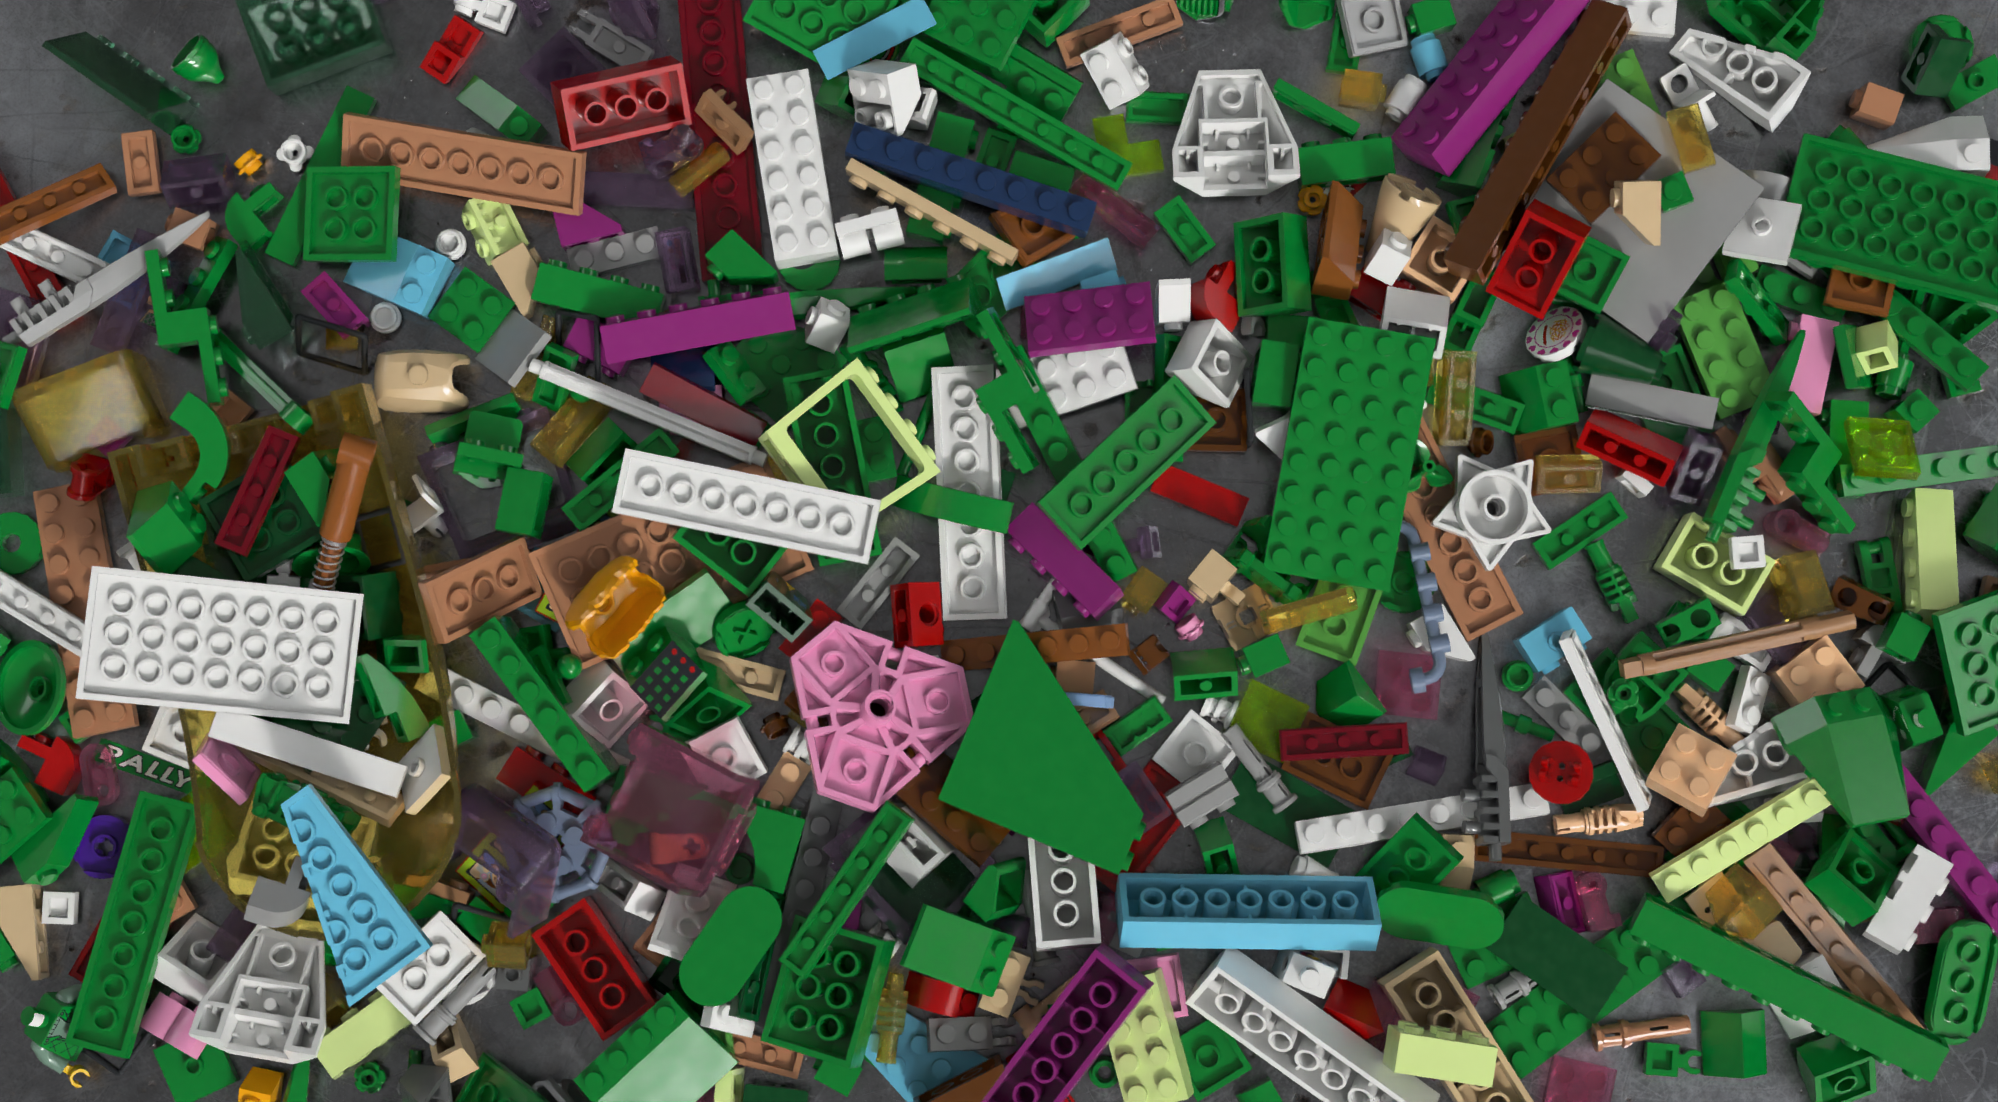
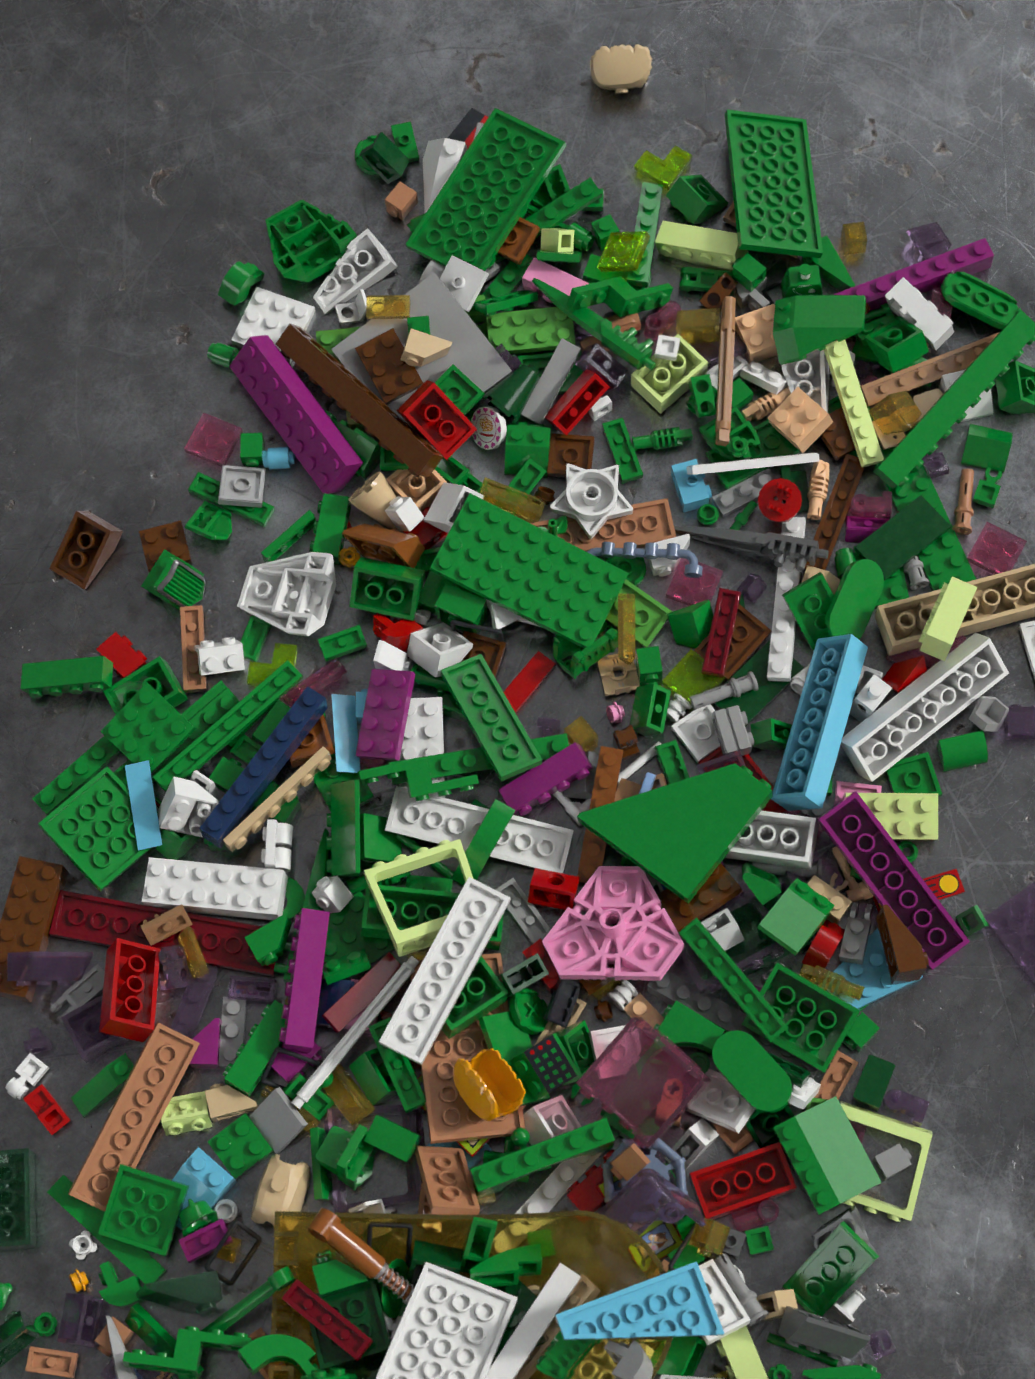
camera: 70 degrees left, 15 degrees down
(358, 284) = (196, 1217): none -> green piece
(427, 769) = (568, 1248): white plate -> none
(450, 244) = (186, 1147): white plate -> none
(561, 819) = (628, 1162): none -> nougat slope
(762, 670) = (562, 1001): none -> black plate
(915, 265) = (309, 826): green brick -> none
(1174, 602) = (595, 717): magenta plate -> none
(1213, 578) = (587, 685): tan brick -> none
(1361, 90) = (285, 505): clear yellow brick -> none
(1404, 97) = (300, 480): white brick -> none
(1568, 474) = (583, 445): clear yellow slope -> none

